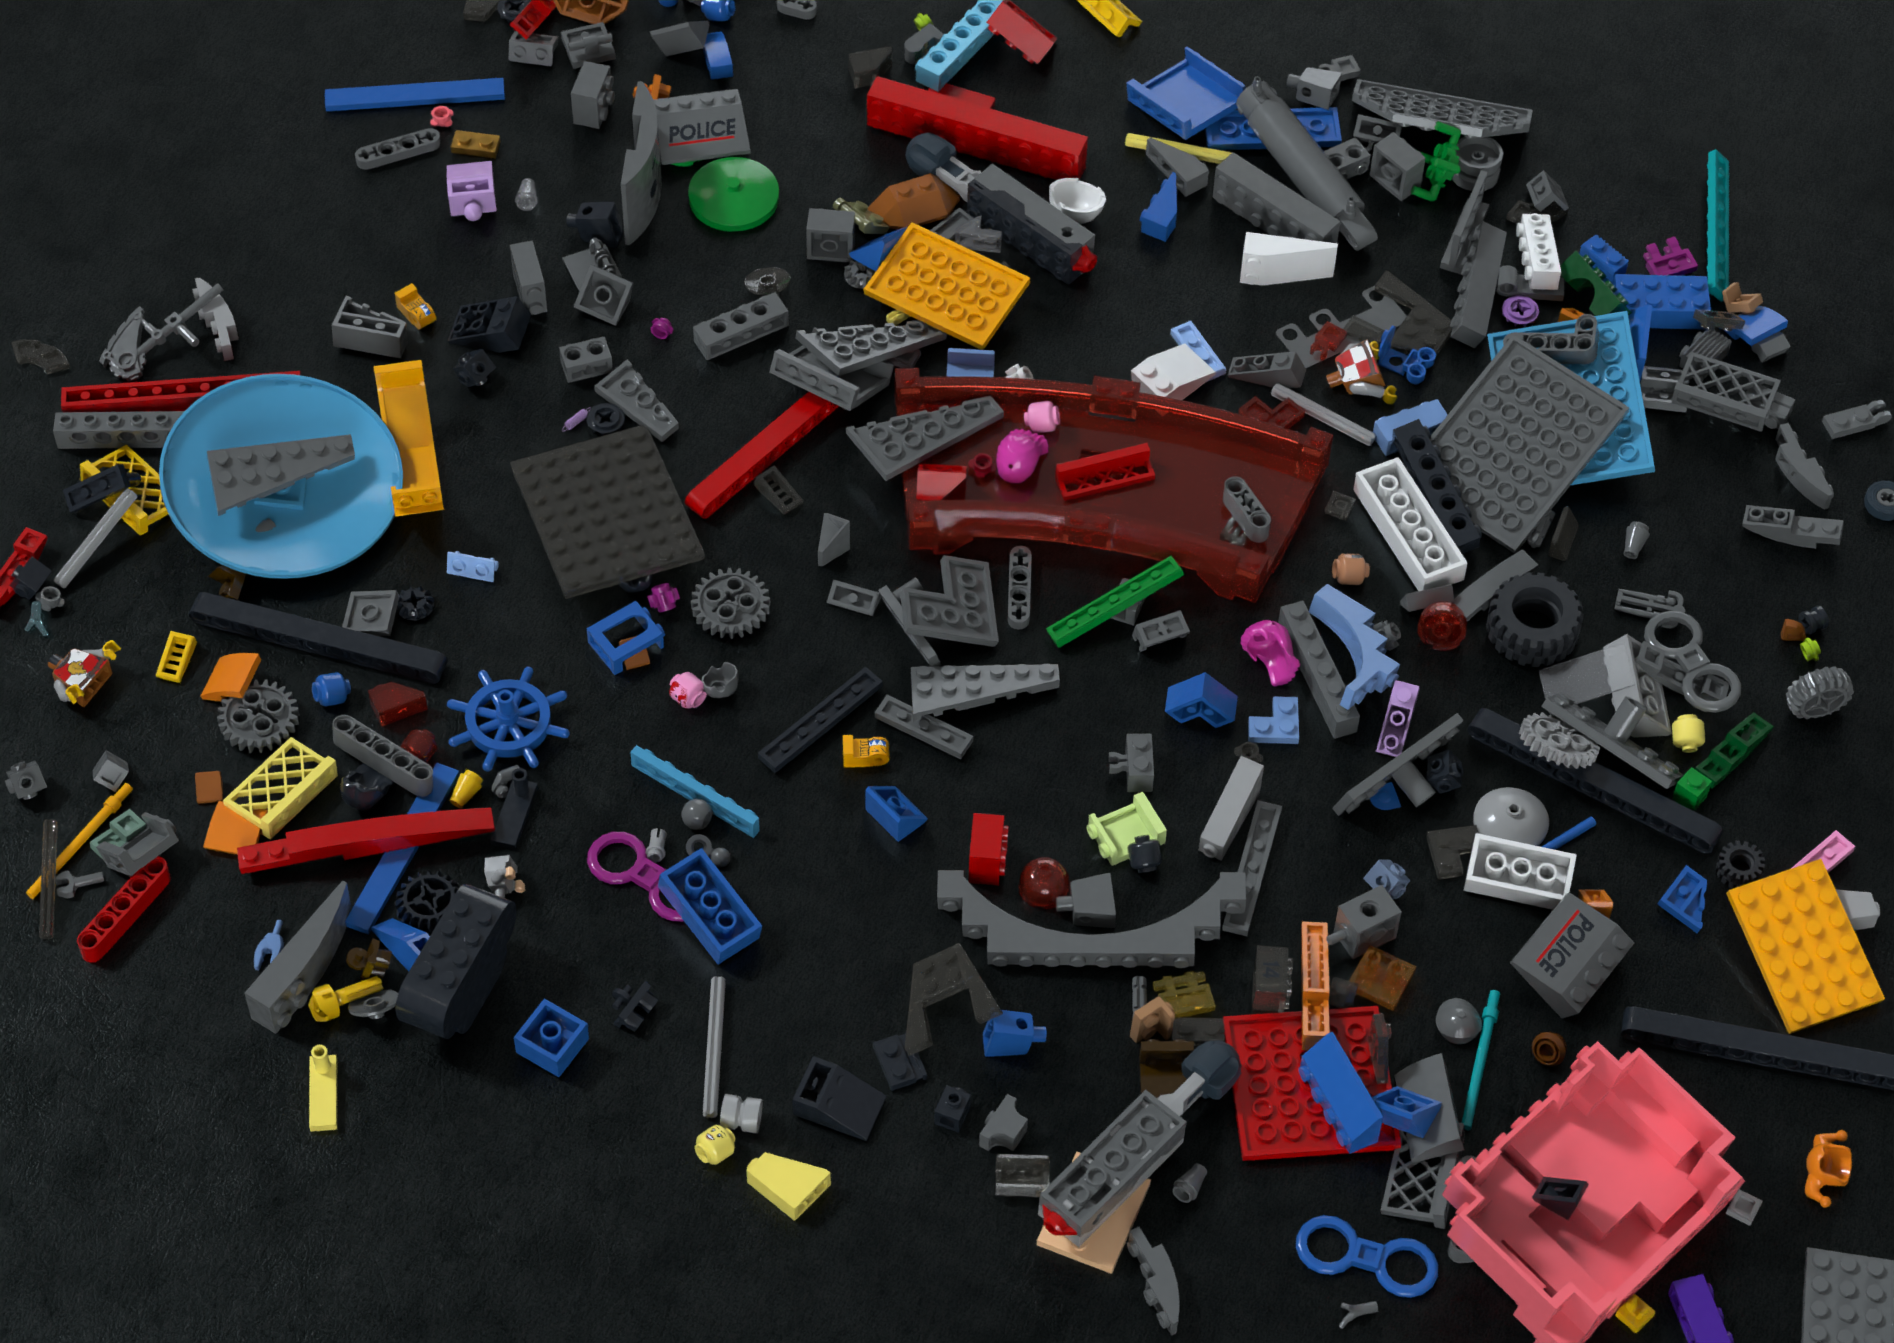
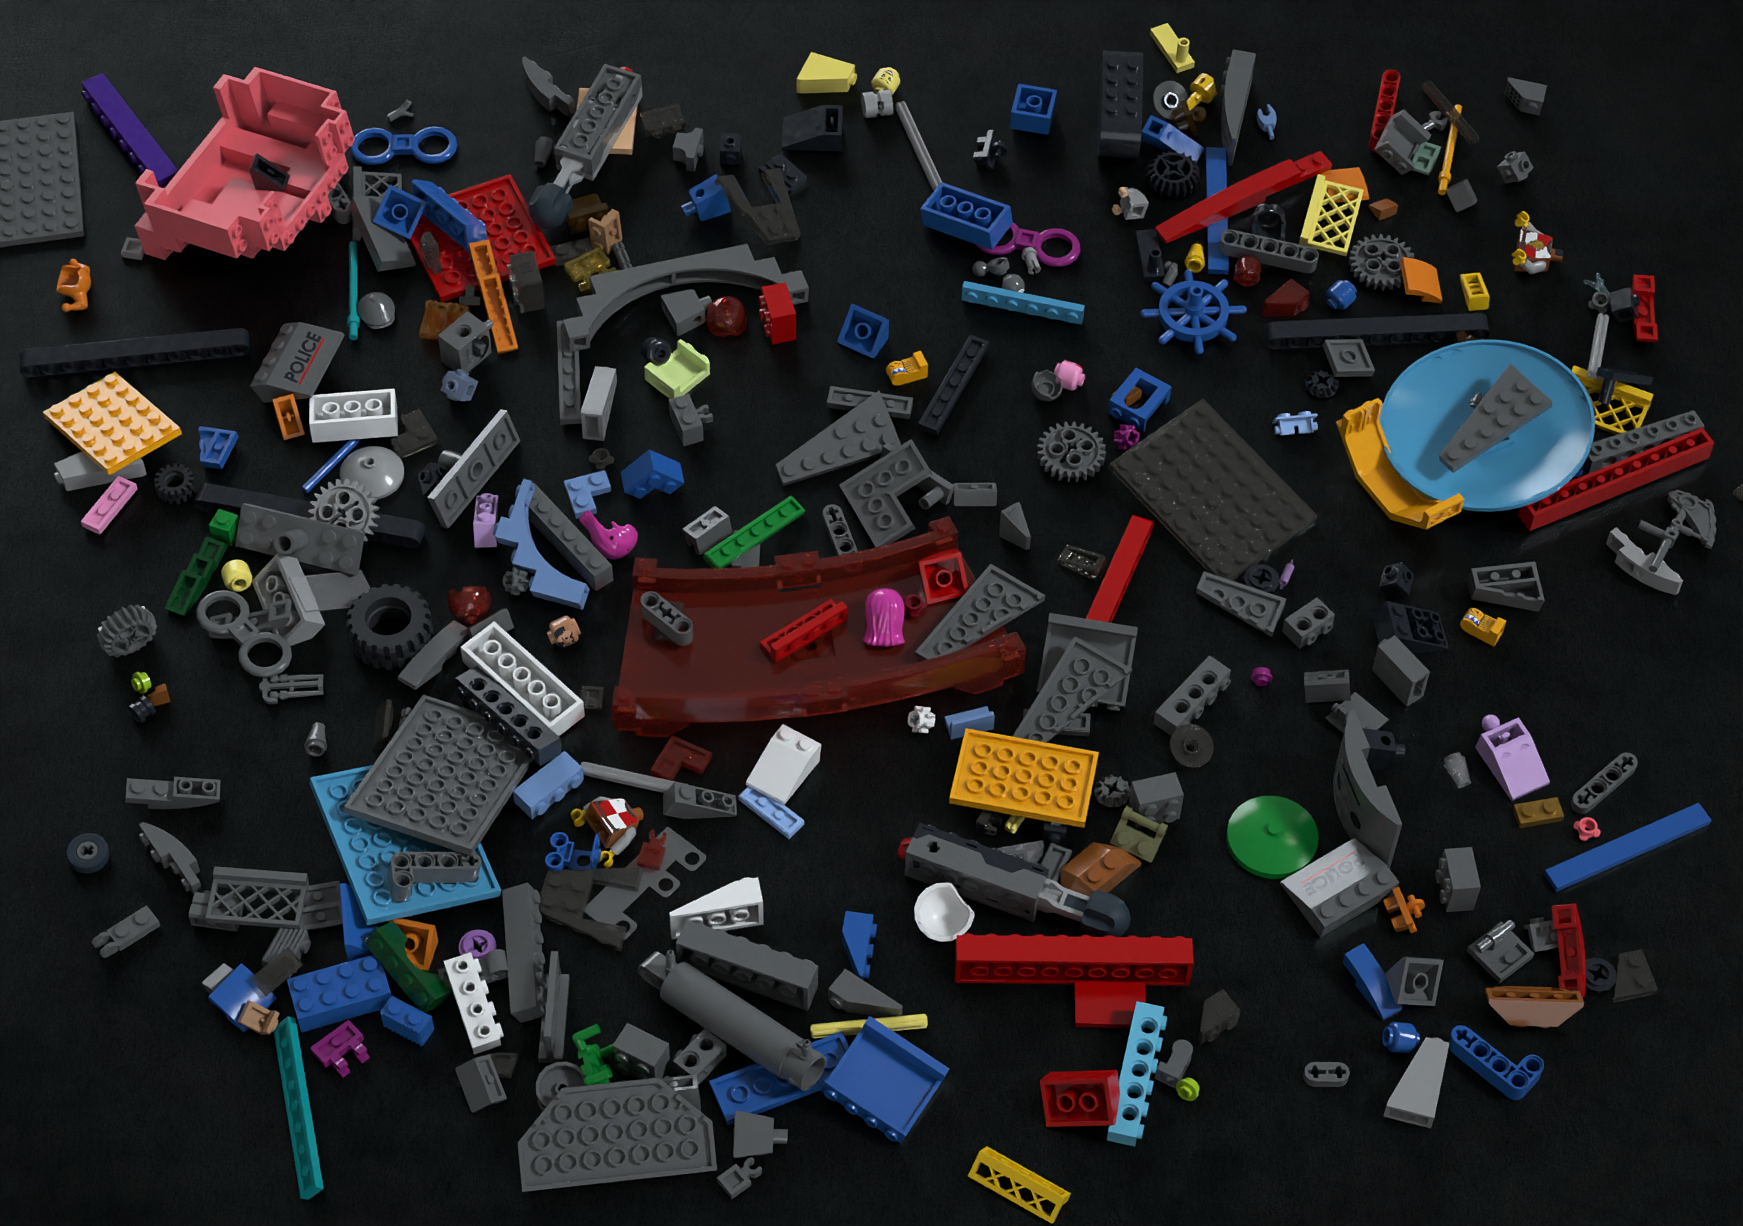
camera: 160 degrees right, 0 degrees up
(876, 250) = (1106, 804): blue slope -> none
(1042, 417) = (879, 657): bright pink head -> none
(1549, 1048) = (300, 305): reddish brown cone -> none

